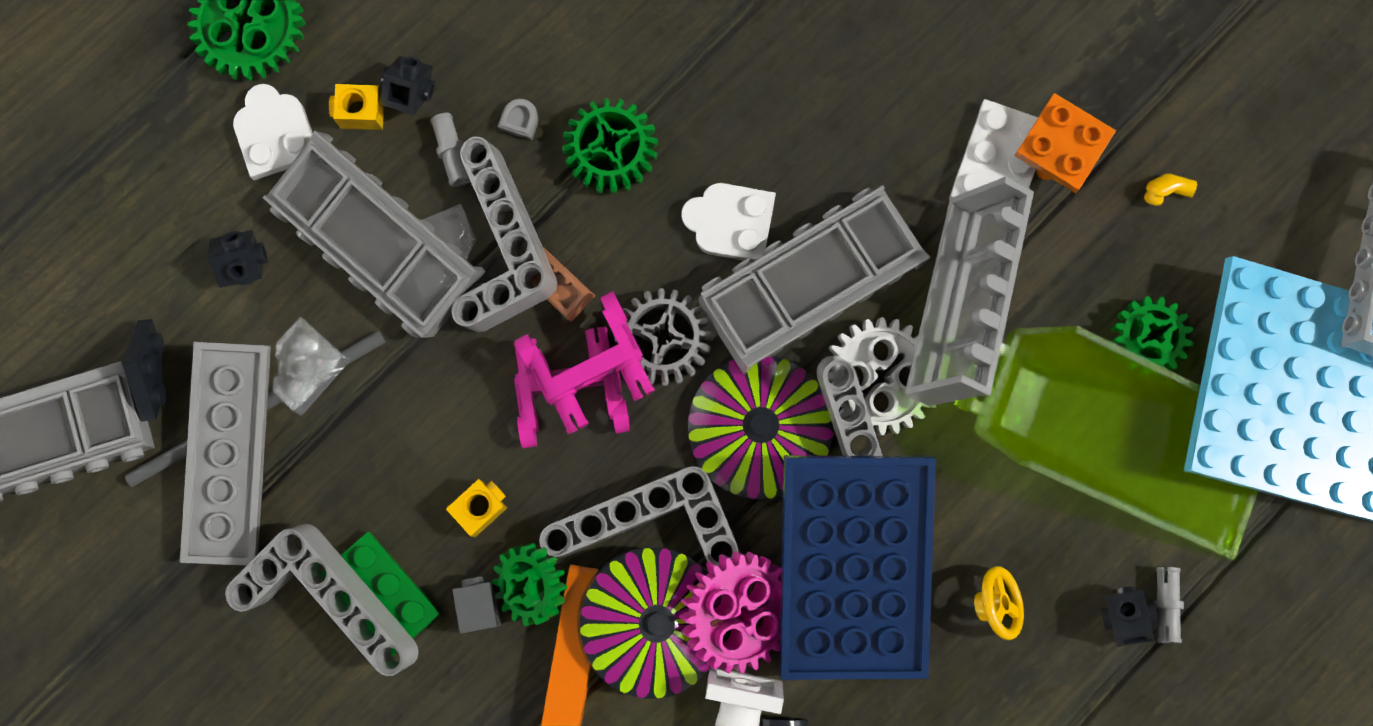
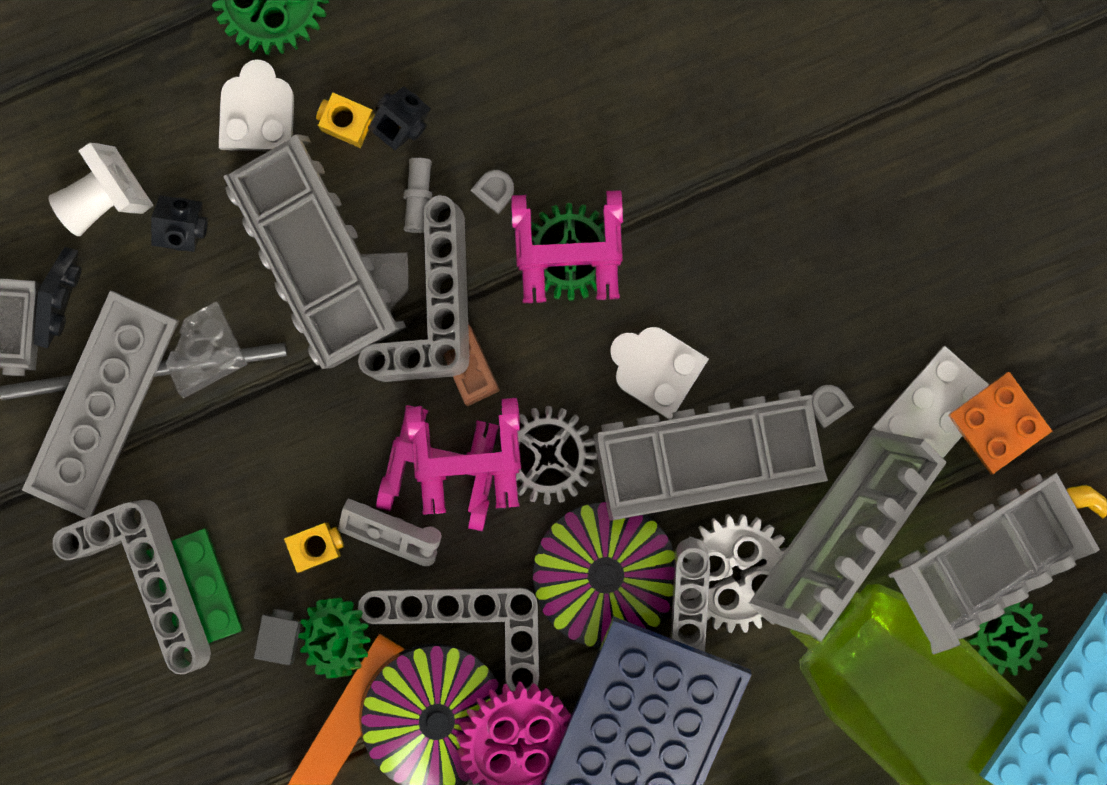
camera: 20 degrees right, 5 degrees up
(150, 256) = (106, 186): none -> white plant
(544, 466) = (390, 533): none -> light grey plate
(639, 131) = (602, 255): none -> dark pink connector
(903, 191) = (829, 404): none -> light grey tile
(1114, 265) = (993, 560): none -> window

